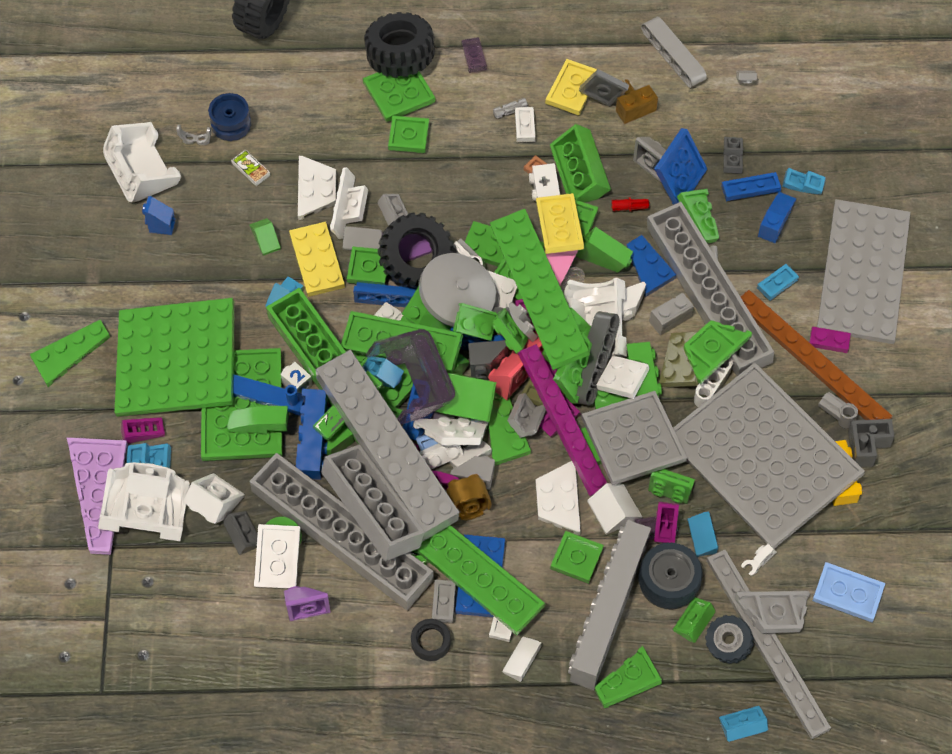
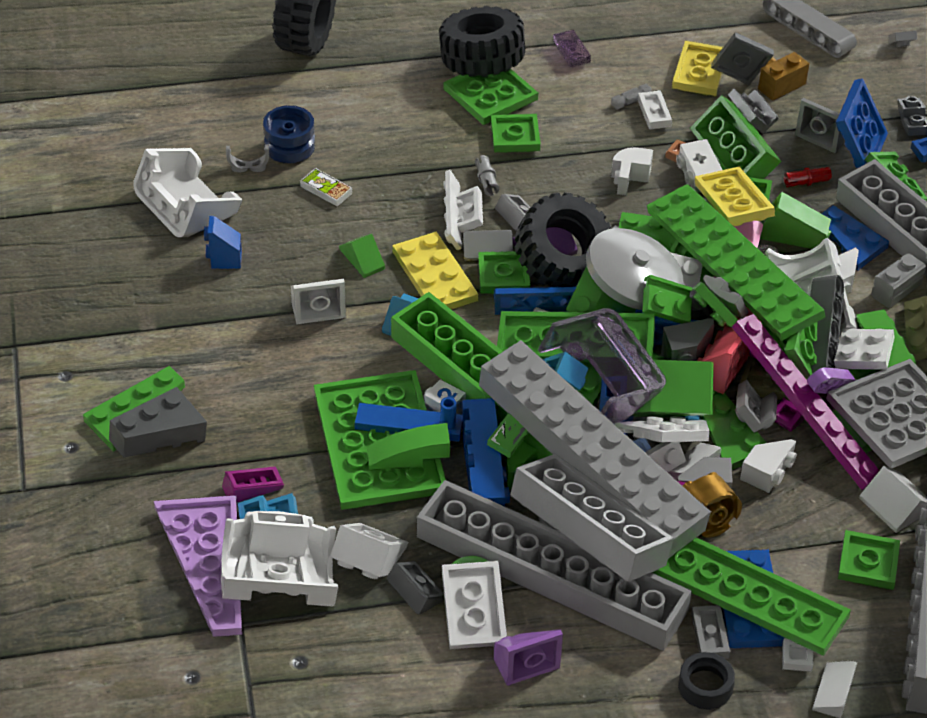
camera: 10 degrees left, 15 degrees down
(79, 373) = (156, 424): none -> dark grey wedge
(175, 357) = (279, 395): bright green plate -> none
(220, 276) = (318, 301): none -> white slope
(315, 187) = (413, 198): white wing -> none
(376, 173) = (486, 175): none -> light grey pin
(491, 177) = (631, 165): none -> white brick
(524, 464) = (767, 464): none -> white slope
(559, 498) = (822, 497): white wing -> none
(584, 405) = (829, 379): none -> medium lavender beam
(603, 135) = (755, 109): none -> flat silver bracket

